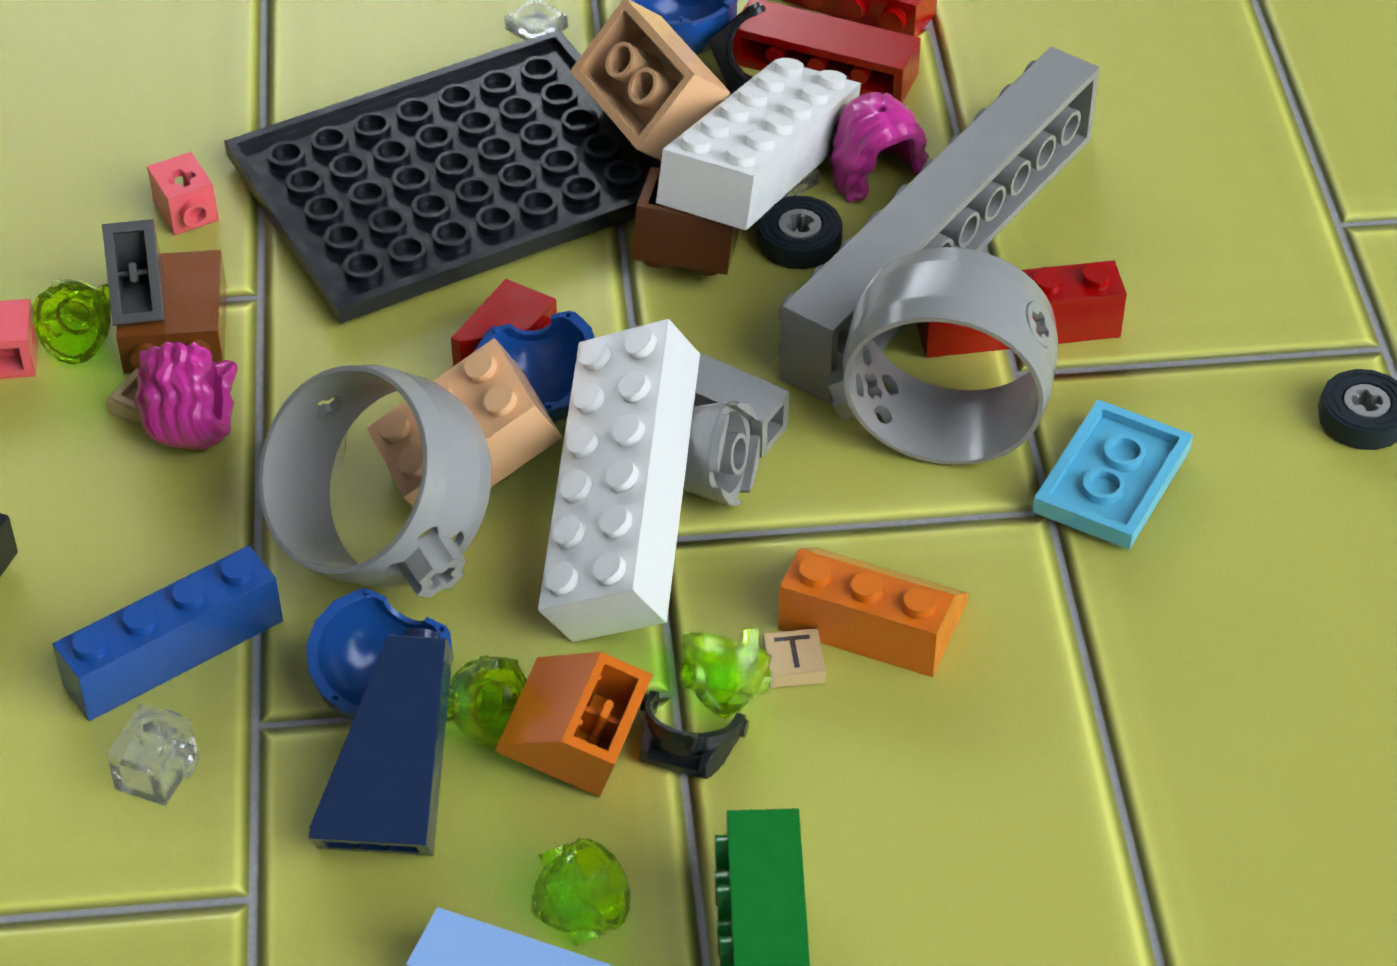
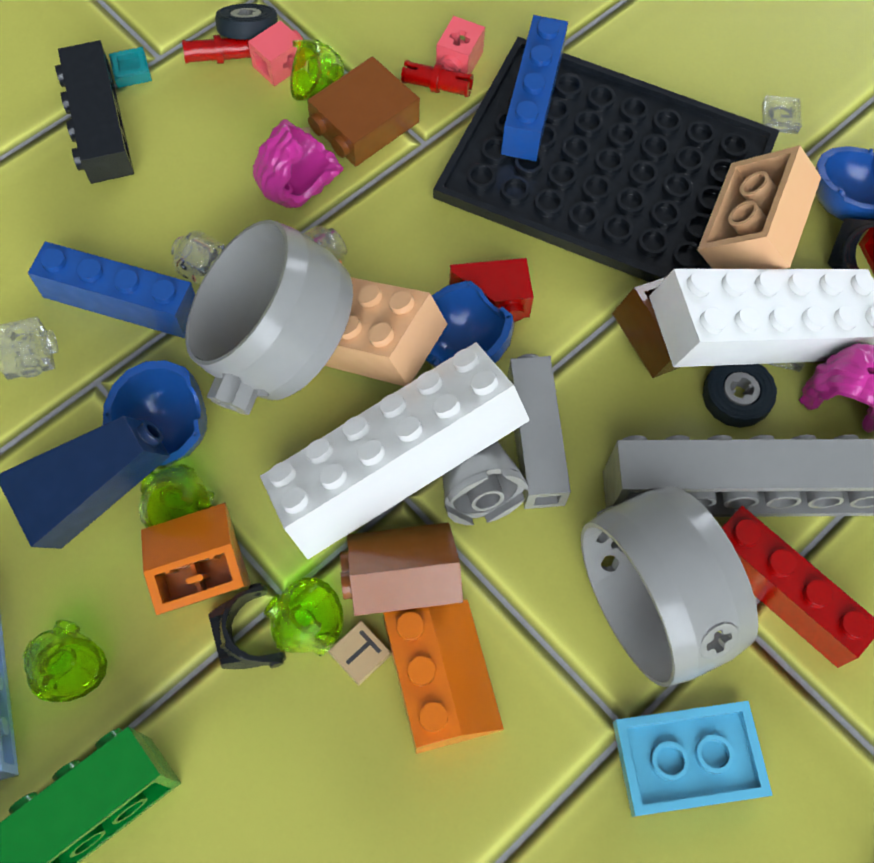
camera: 50 degrees right, 20 degrees up
(134, 272) = (347, 71): dark grey slope -> none
(200, 232) = (437, 78): none -> red pin
(206, 537) = (195, 254): none -> clear head
(318, 155) = (534, 88): none -> blue brick
(748, 552) = (401, 569): none -> dark orange brick

